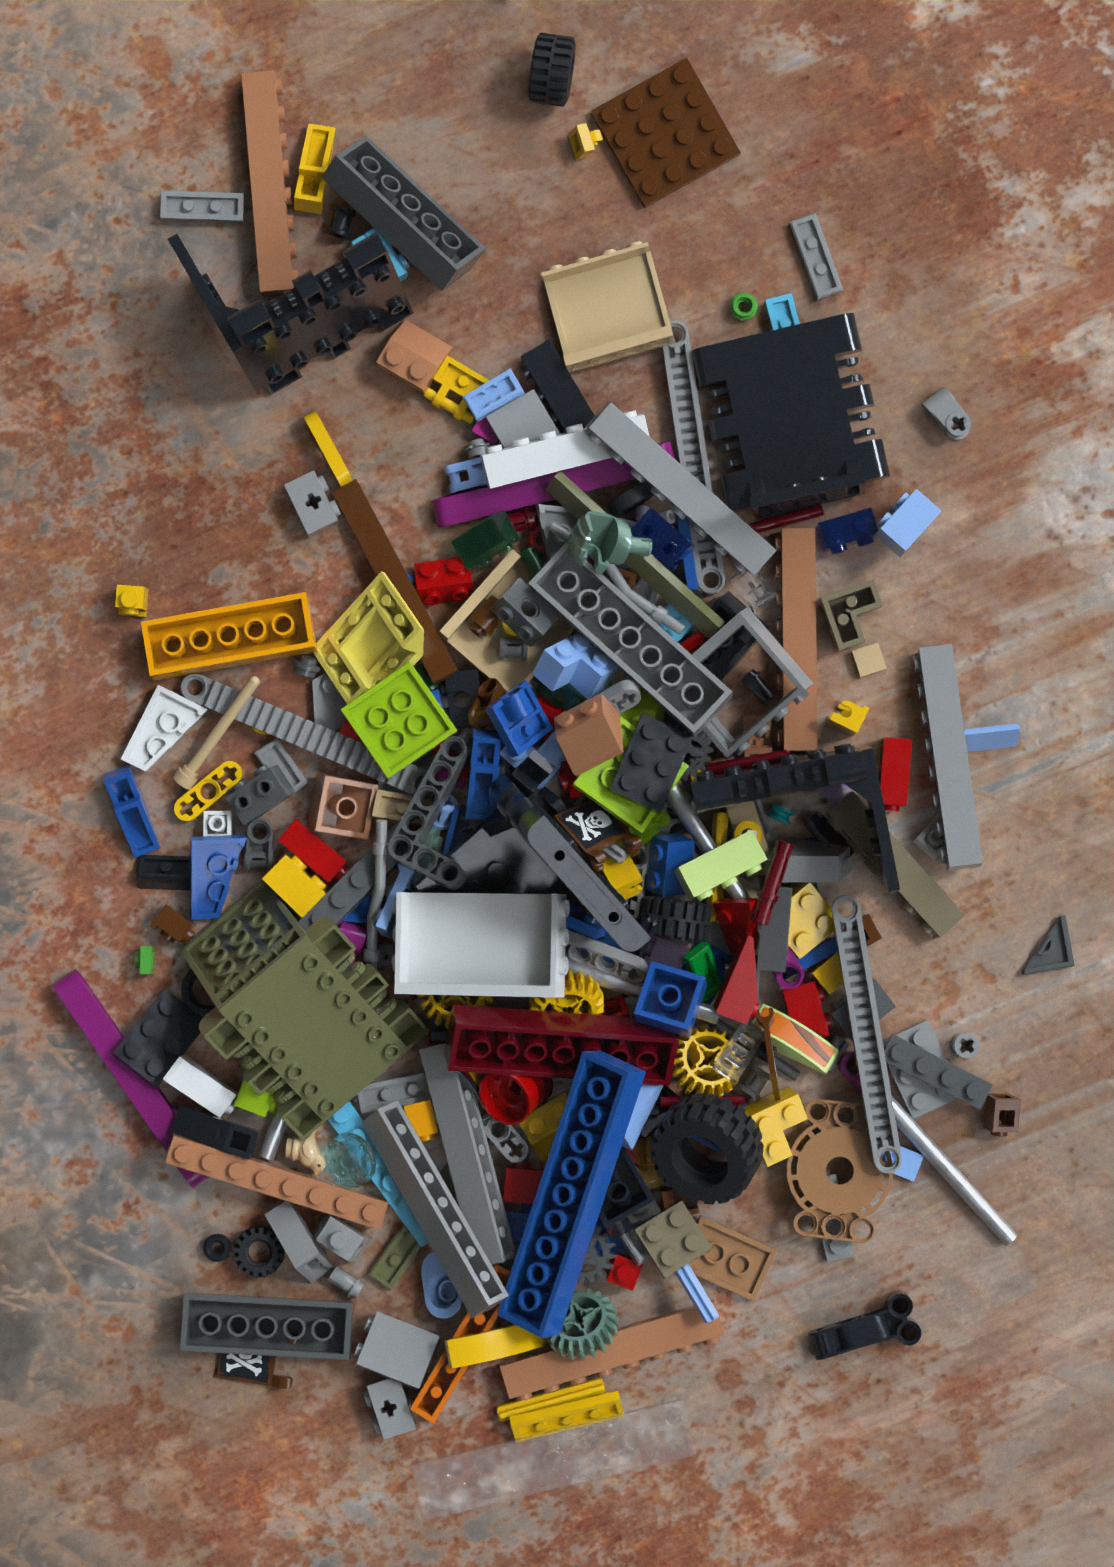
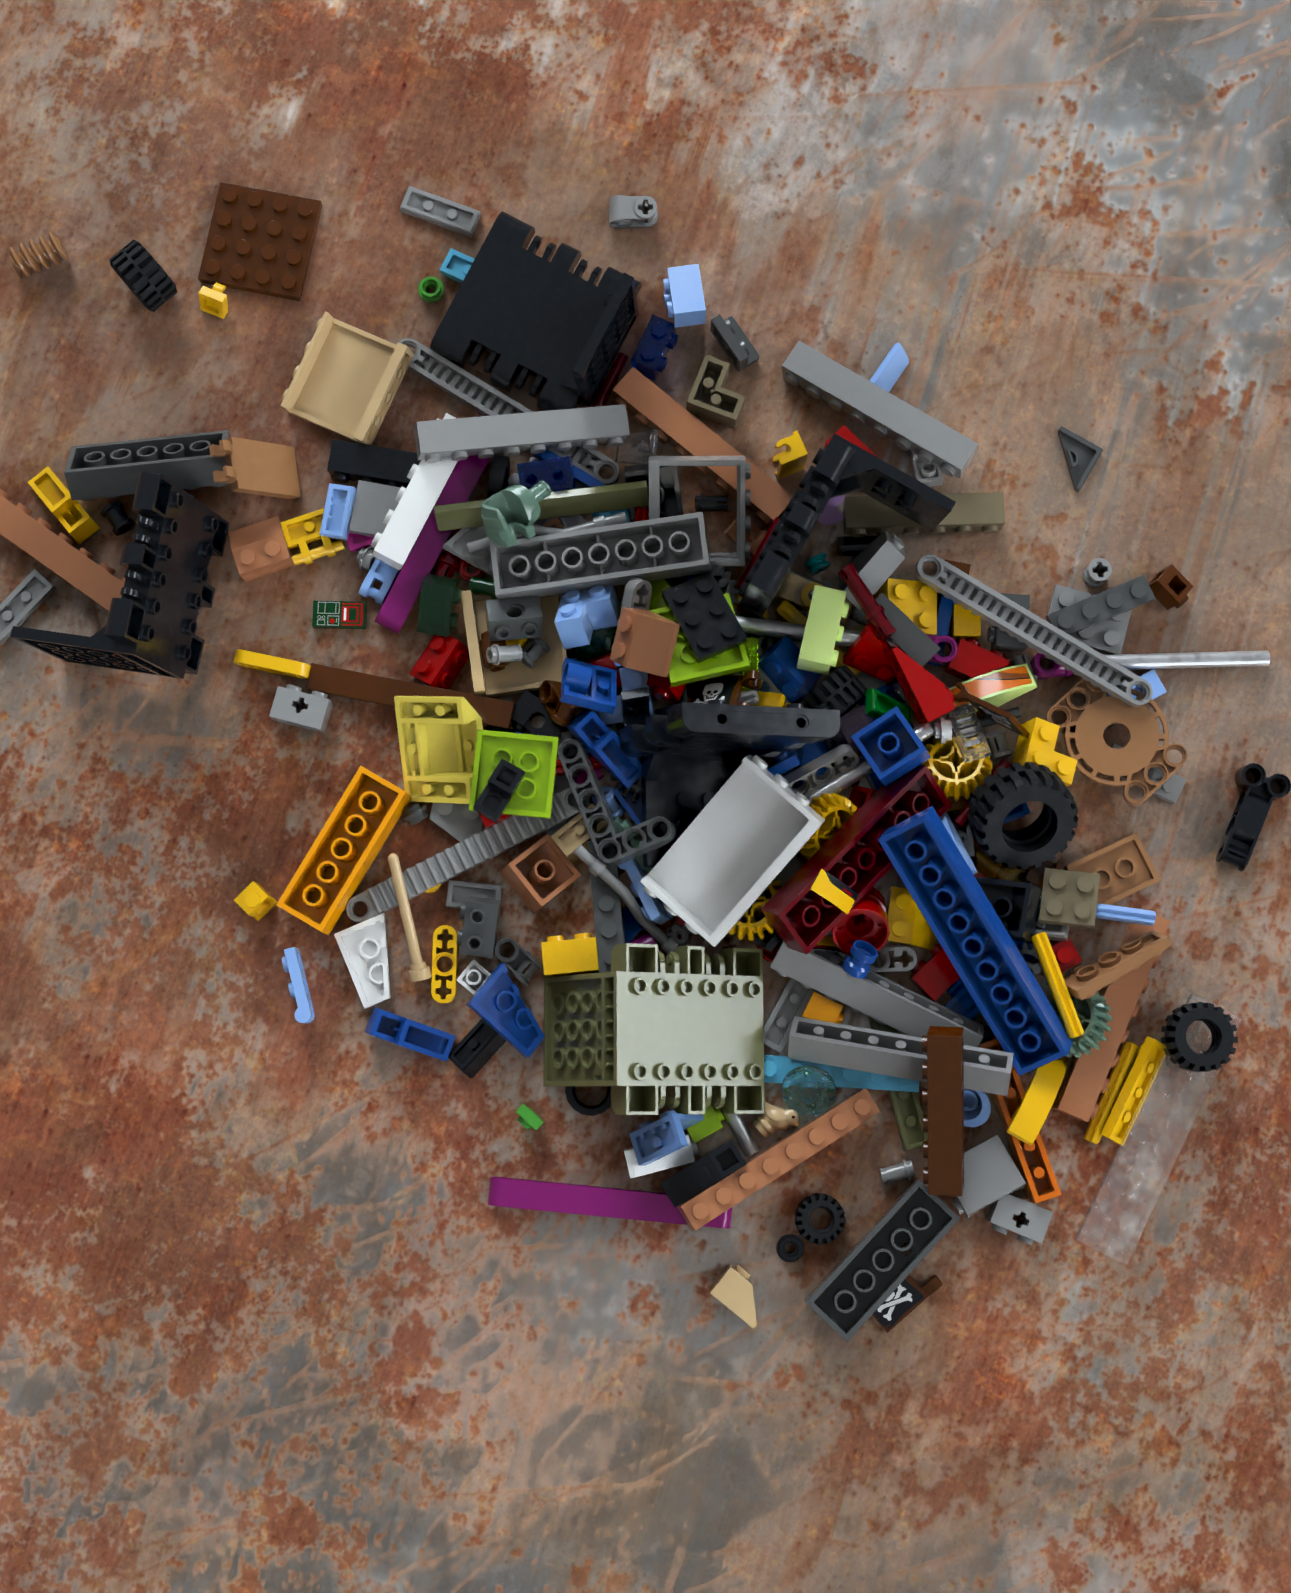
camera: 55 degrees left, 5 degrees down
(94, 692) = (298, 987): none -> light blue plate
(147, 1234) = (736, 1293): none -> tan slope
(159, 1038) = (597, 1157): black plate -> none
(173, 925) = (521, 1074): reddish brown brick -> none
(214, 1077) = (662, 1137): none -> medium blue bracket
(298, 1241) = (836, 1181): light grey slope -> none
(314, 852) = (556, 922): red brick -> none
(341, 1237) = (859, 1146): light grey torso -> none
(375, 720) = (499, 790): none -> black slope
(414, 466) = (339, 614): none -> dark green tile
(418, 1278) = (945, 1110): none -> reddish brown brick
(473, 302) = (258, 467): none -> medium nougat tile
(483, 624) = (497, 654): none -> light grey pin
(483, 1115) = (860, 958): none -> blue wheel
(515, 1051) = (834, 891): none -> yellow sticker
(593, 1286) = (1057, 985): none -> yellow axle
(646, 1316) = (1114, 964): none -> medium nougat wing
(649, 1456) = (1221, 1033): none -> black tyre
(724, 1028) = (943, 730): none -> white plate
(868, 659) = (759, 411): tan tile -> none
(909, 591) = (733, 342): none -> dark grey bracket

